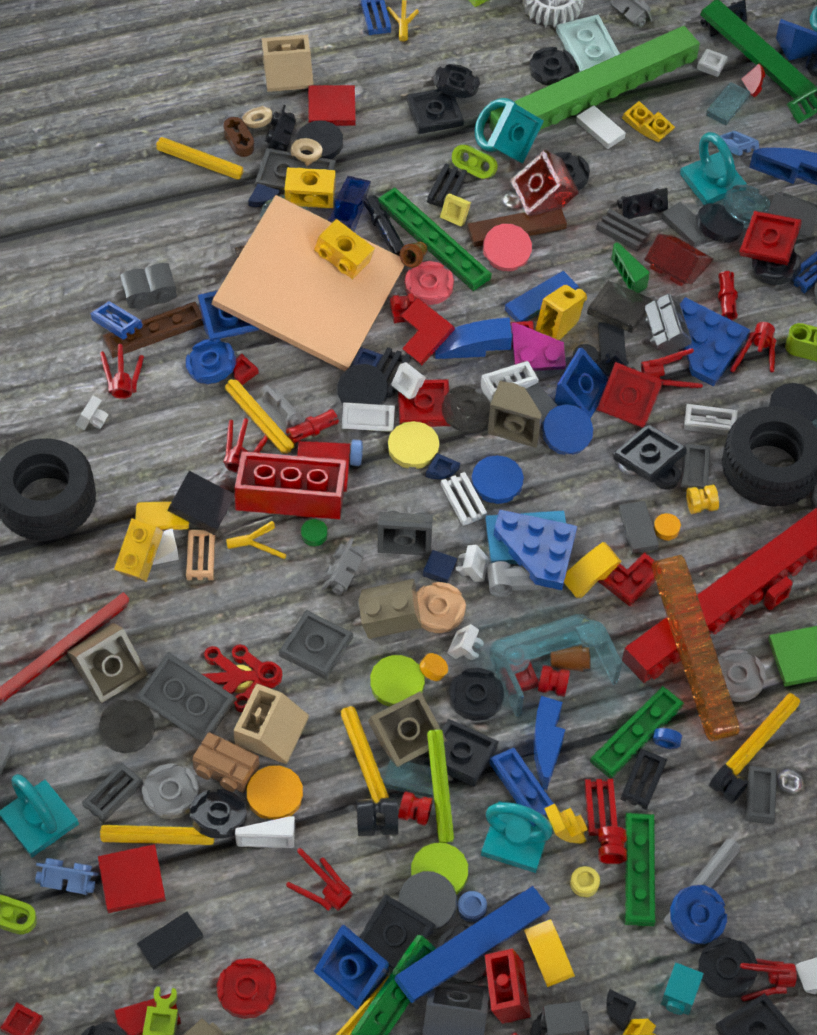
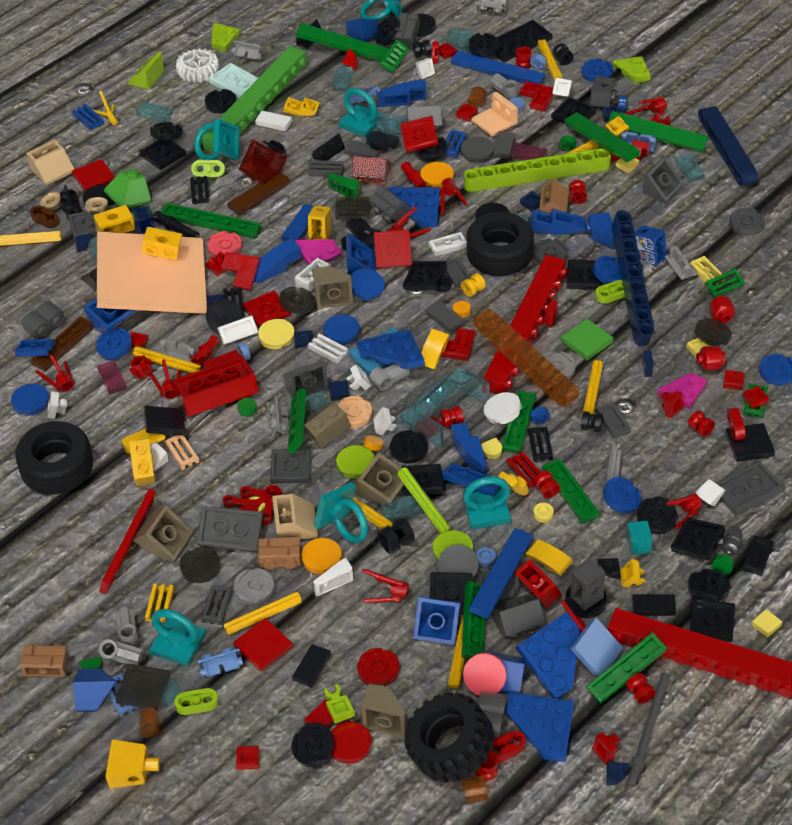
camera: 25 degrees left, 10 degrees down
(55, 731) = (161, 589): none -> yellow tile
(70, 389) = (30, 399): none -> blue tile
(182, 406) = (111, 377): none -> clear pink tile
(217, 813) = (294, 582): black tile -> none
(221, 411) = (141, 366): none -> red gear
(249, 540) = (205, 430): yellow plant -> none
(323, 740) = (337, 505): none -> teal tile
(357, 148) = (129, 189): none -> bright green slope
(357, 587) = (296, 424): none -> green tile
(401, 567) = (315, 401): none -> clear light blue tile
(408, 380) = (250, 298): white tile -> none
(410, 804) = (417, 520): red wheel -> none
(413, 254) = (205, 236): dark orange cone -> none
(455, 209) = (214, 198): light yellow tile -> none
(460, 45) = (154, 112): none -> clear light blue tile
(507, 247) = (261, 205): coral tile -> none
(572, 658) = (456, 398): dark orange cone -> none
(577, 753) = (492, 449): none -> light yellow tile
(626, 702) = (502, 408): none -> white tile
(712, 62) = (318, 61): white tile -> none
(760, 305) = (435, 173): none -> light orange tile

